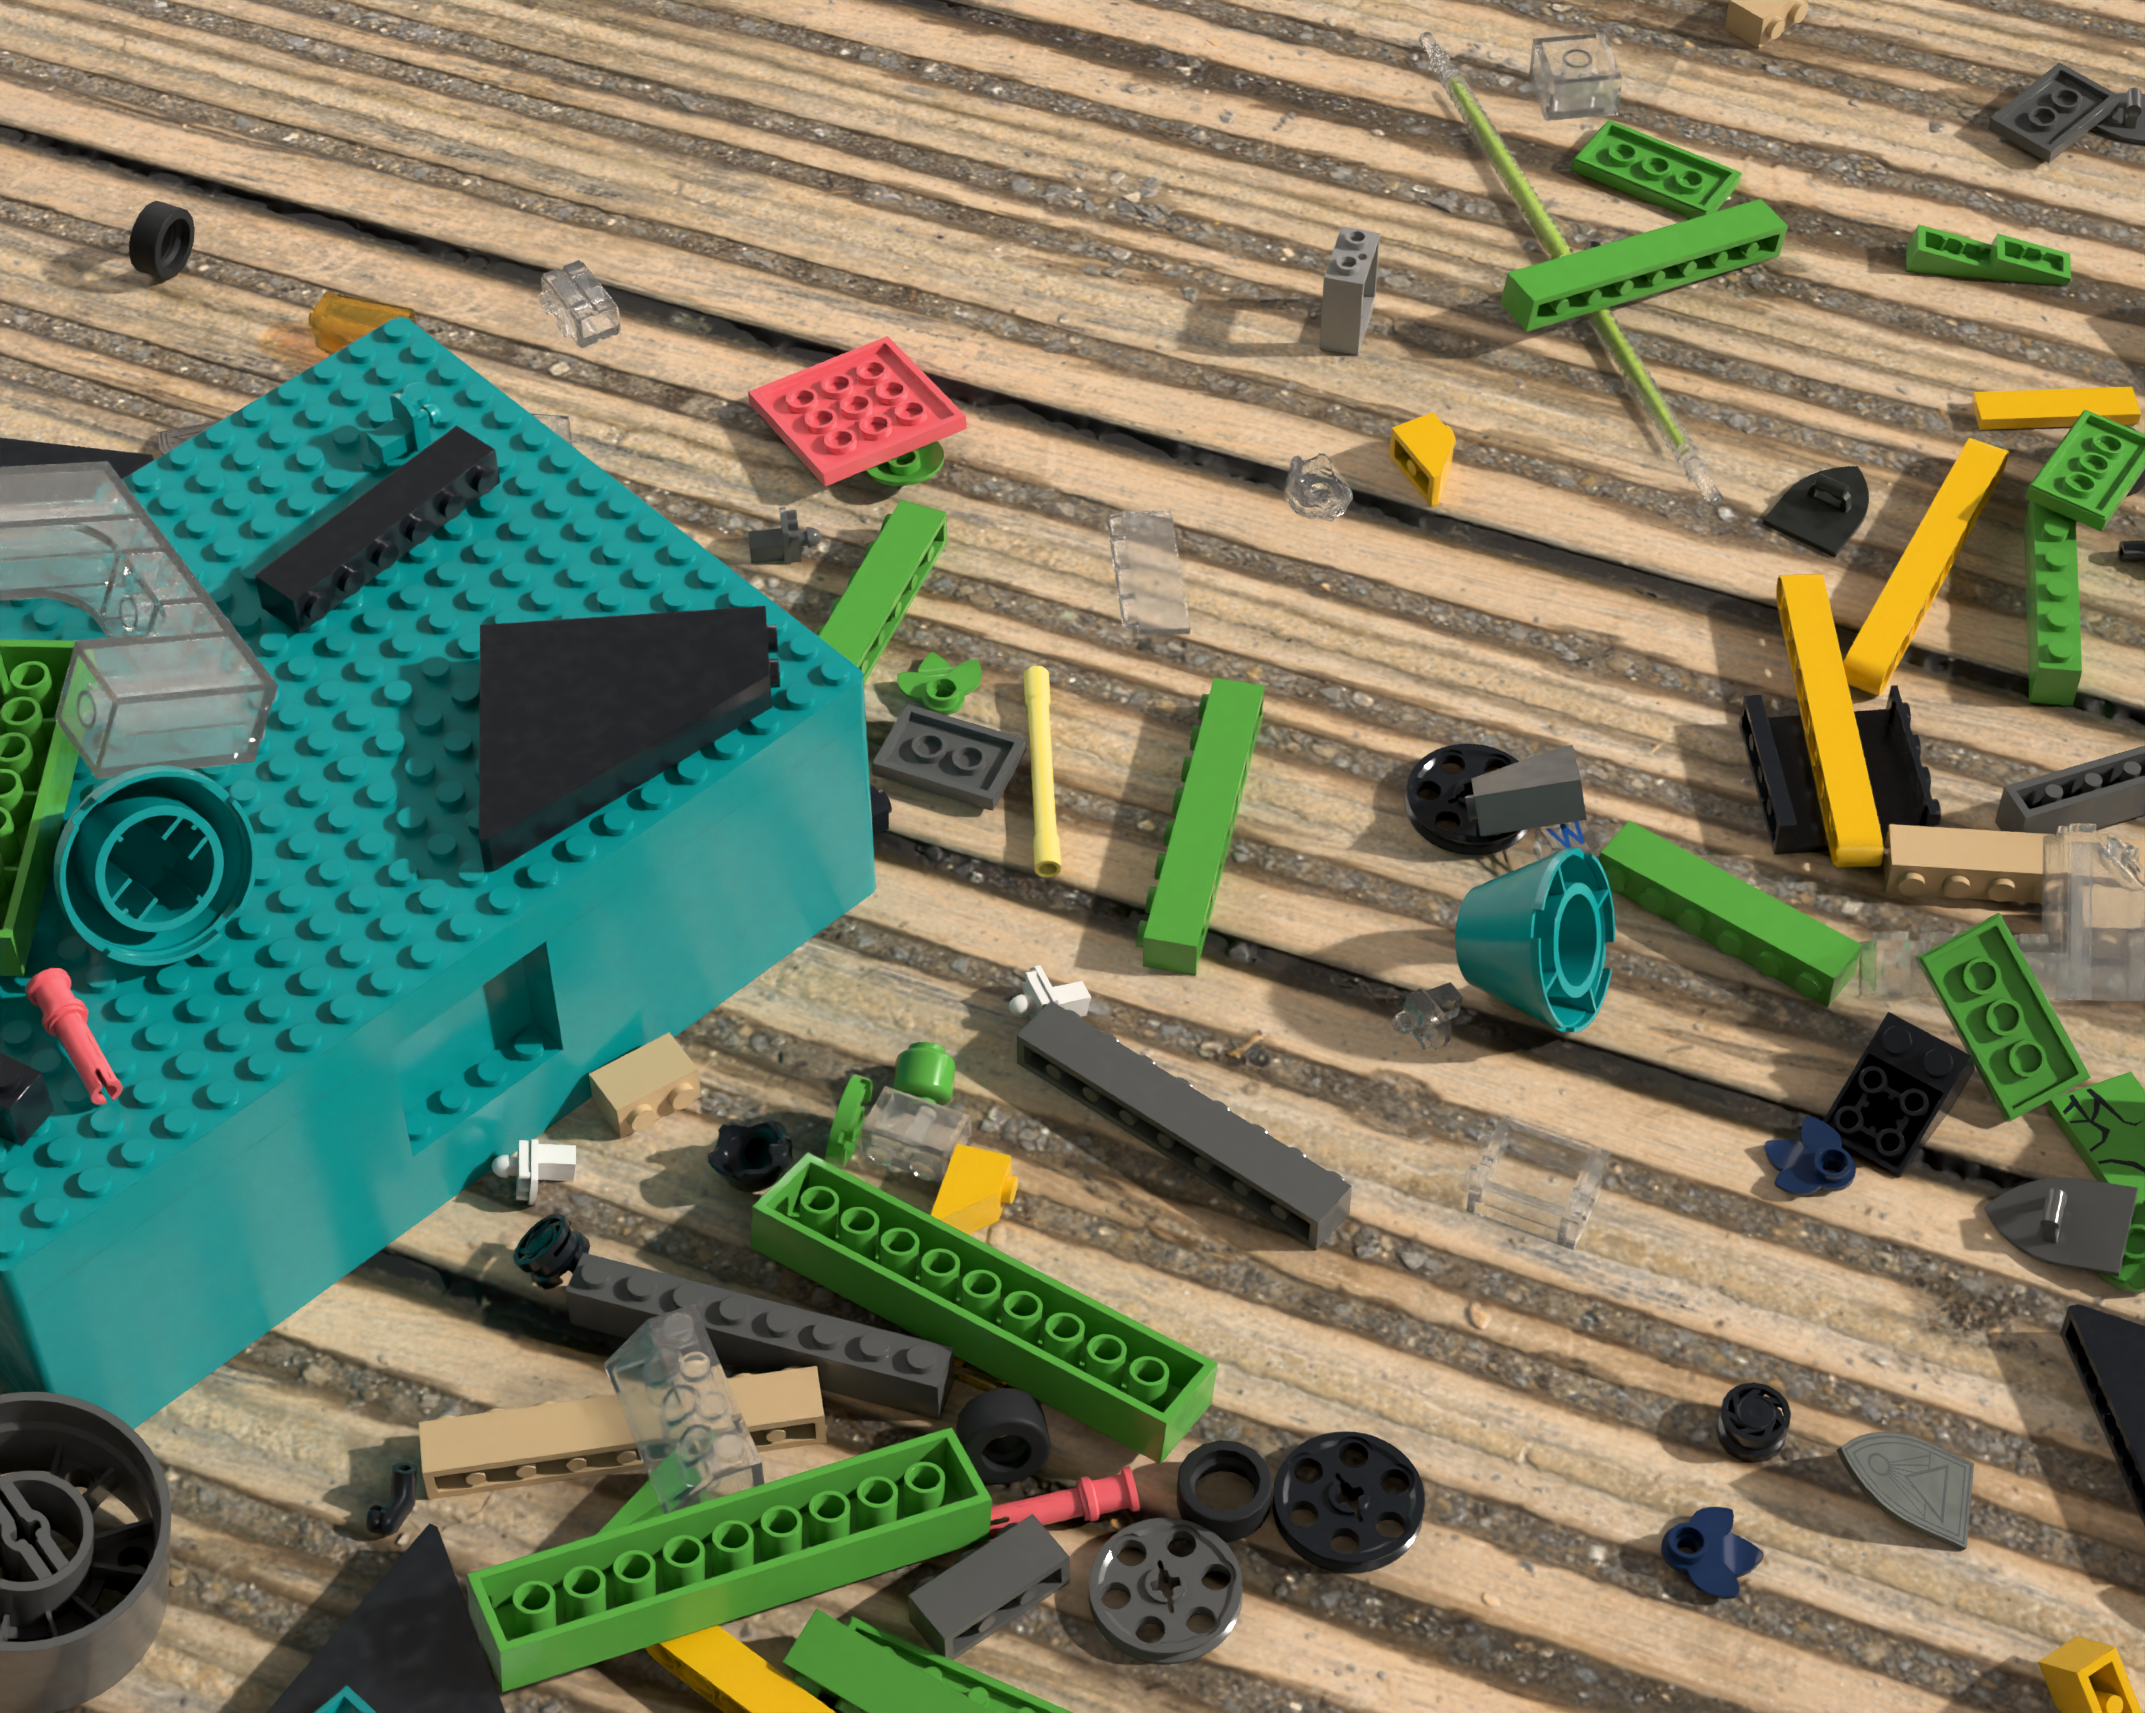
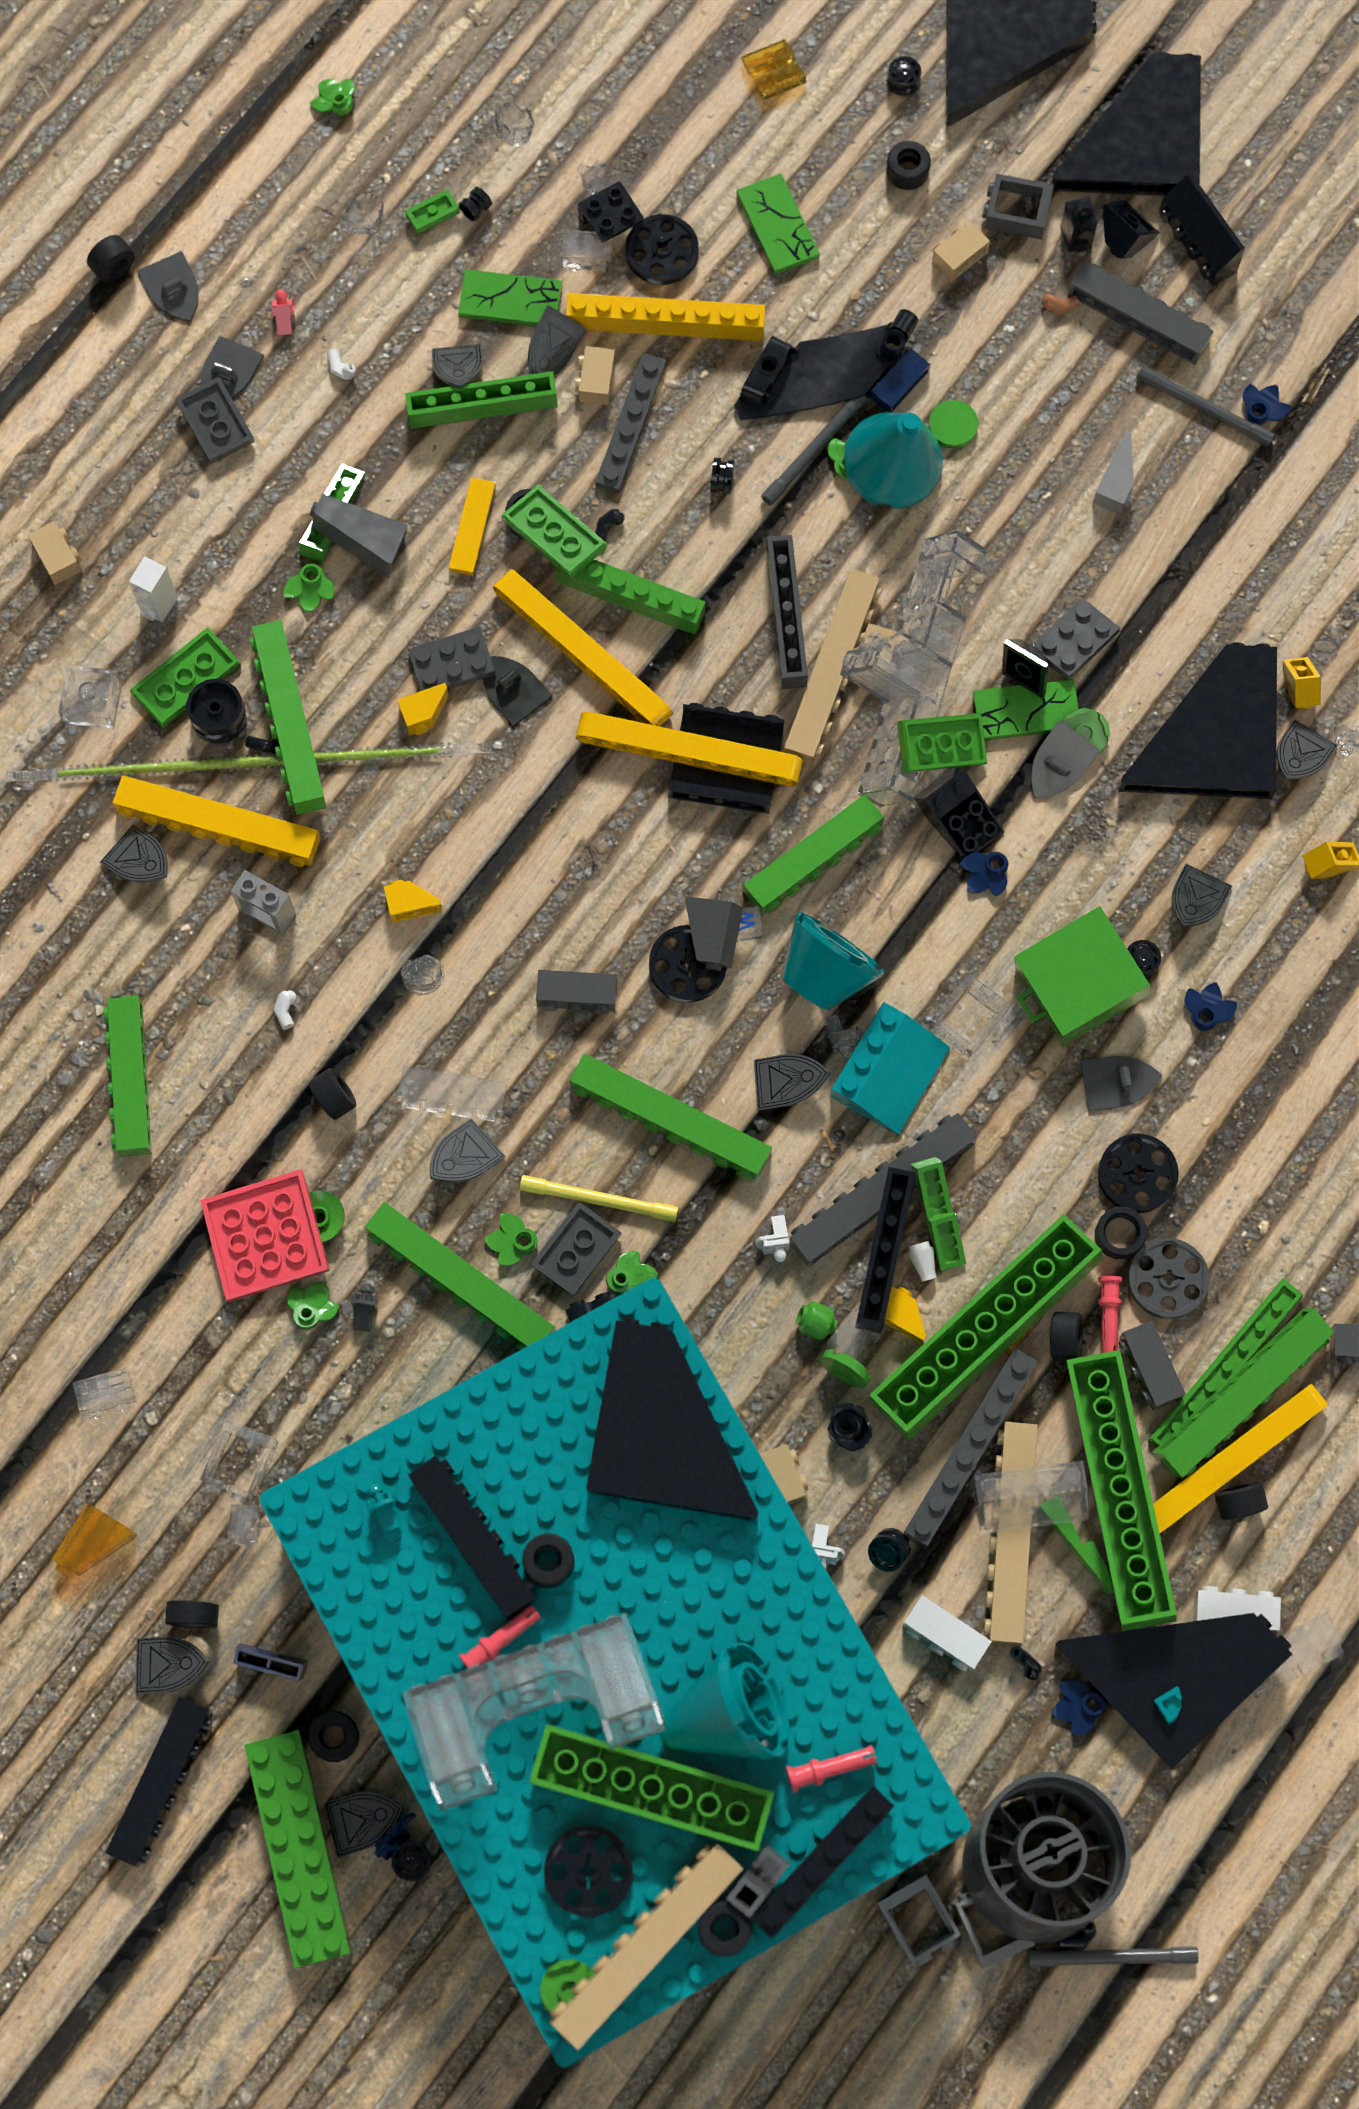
camera: 75 degrees left, 25 degrees up
(234, 597) = (489, 1648): none -> coral pin
(325, 1601) = (1074, 1706): none -> dark blue plate
(360, 620) = (532, 1551): none -> black tyre
(422, 1368) = (946, 1634): none -> white brick
(769, 486) = (311, 1301): none -> bright green plate
(927, 838) = (632, 1272): none -> bright green plate
(1044, 232) = (129, 1076): none -> bright green brick
(1053, 594) = (464, 1154): none -> dark grey shield
(1062, 1109) = (885, 1250): none -> black brick
(1077, 1206) = (923, 1260): none -> white cone
(1094, 432) = (332, 1093): none -> black tyre
(1169, 1197) = (938, 1213): none -> bright green slope
(1204, 364) = (282, 1006): none -> white arm
(1323, 955) = (787, 1080): none -> dark grey shield
(1364, 175) = (137, 857): none -> dark grey shield
(1365, 670) = (576, 991): none -> dark grey brick
(1397, 1088) = (889, 1069): none -> teal slope
(1454, 241) = (216, 821): none -> yellow brick
(1510, 1439) = (1117, 1081): none -> dark grey shield
(1616, 195) = (216, 711): none -> black wheel
(1671, 1306) = (1080, 976): none -> bright green container
(1736, 409) = (423, 708): none -> yellow slope
(1756, 83) = (153, 590): none -> white brick
(1827, 429) = (452, 660): none -> dark grey plate
(1860, 259) = (308, 590): none -> bright green plate
(1971, 283) = (360, 532): none -> dark grey slope

